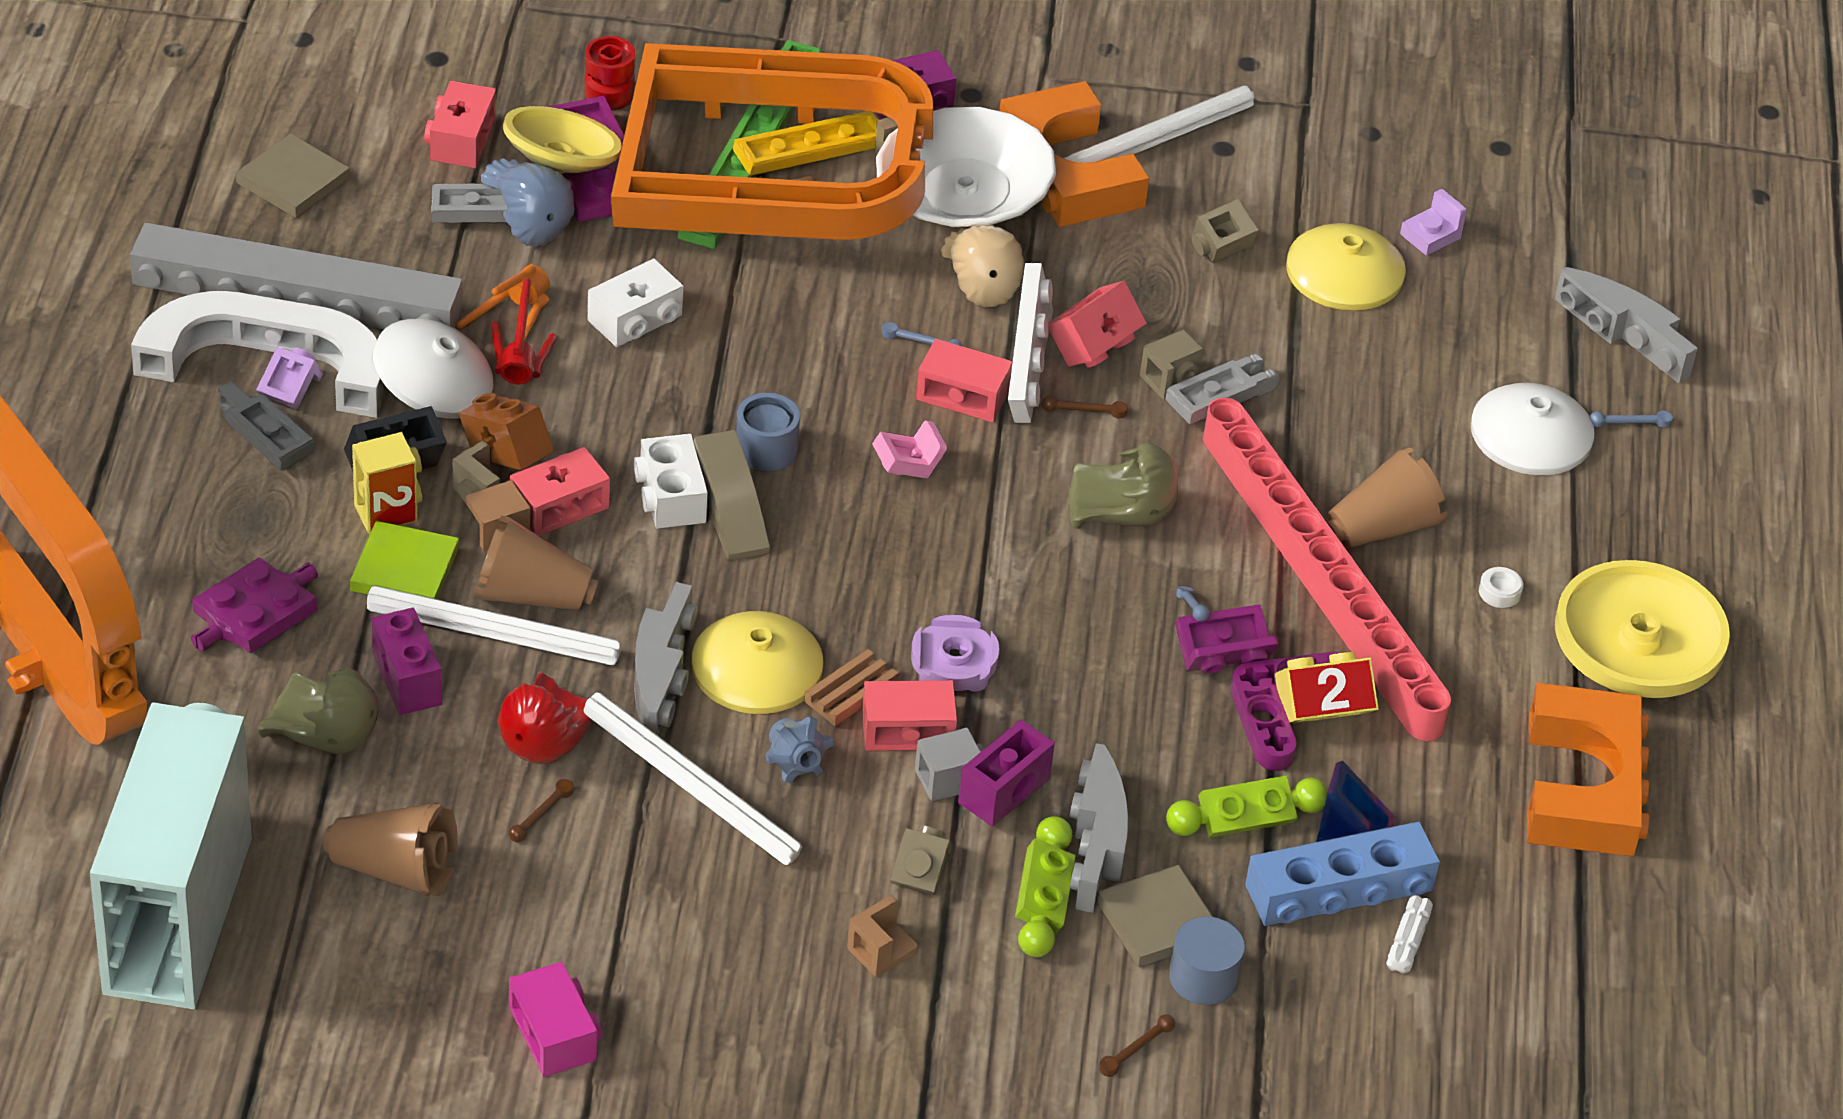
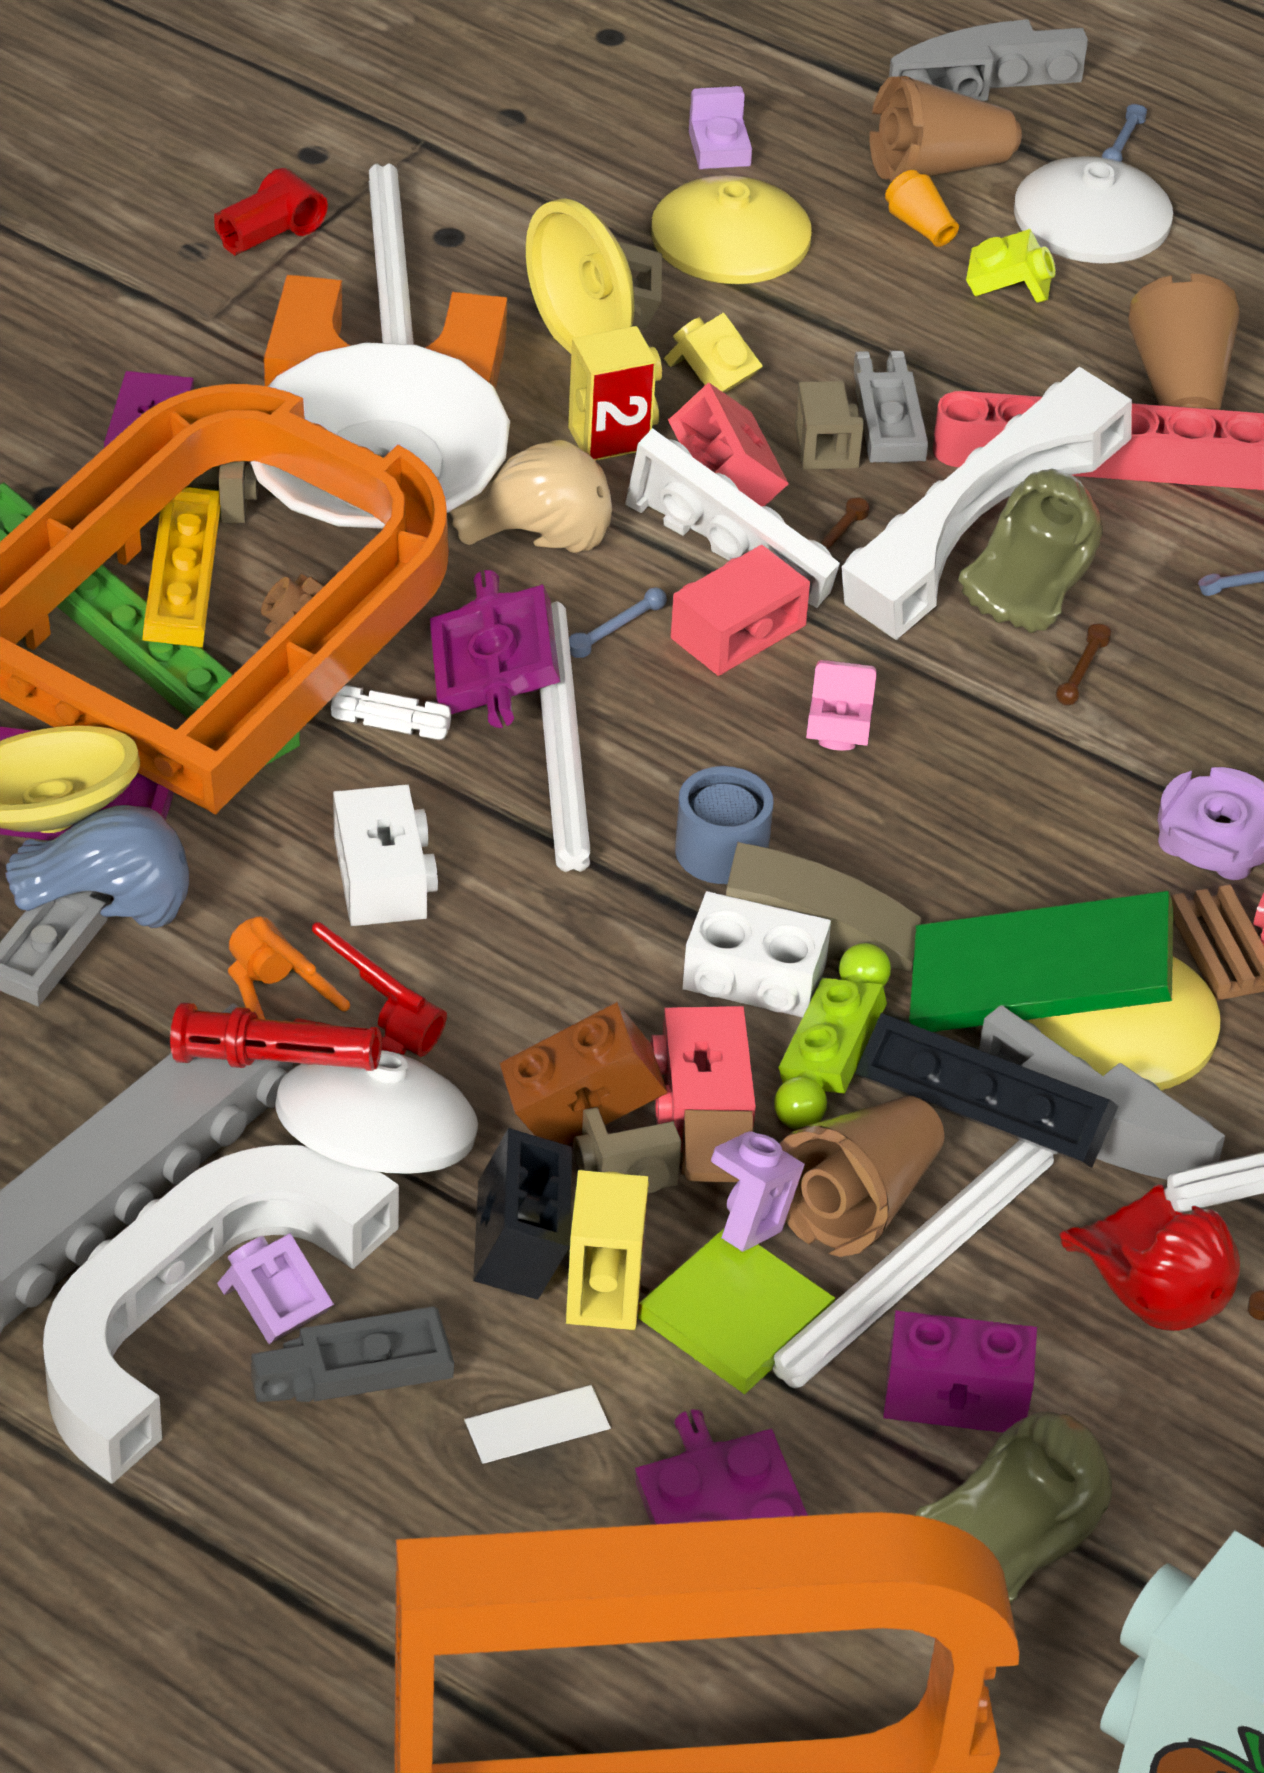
camera: 60 degrees left, 0 degrees up
(275, 517) = (537, 1424): none -> white sticker
(420, 282) = (244, 1037): none -> red pin
(471, 526) = (764, 1187): none -> lavender bracket
(624, 604) = (987, 1090): none -> black plate
(636, 535) = (832, 1036): none -> lime plate
(747, 597) = (1043, 962): none -> green tile
(762, 270) = (391, 712): none -> white axle
(800, 345) = (564, 758): none -> white axle
(837, 287) = (494, 649): none -> magenta plate
(1063, 436) = (1068, 430): none -> white arch
(1091, 554) = (1097, 637): none -> reddish brown hinge
(1096, 249) = (612, 392): none -> brick
(1169, 64) = (280, 205): none -> red piece
(1181, 198) = (577, 272): none -> light yellow dish
(1198, 294) = (714, 352): none -> light yellow bracket
(1422, 402) = (1009, 261): none -> neon yellow bracket
(1442, 338) = (919, 205): none -> light orange cone
(1517, 318) = (937, 130): none -> medium nougat cone

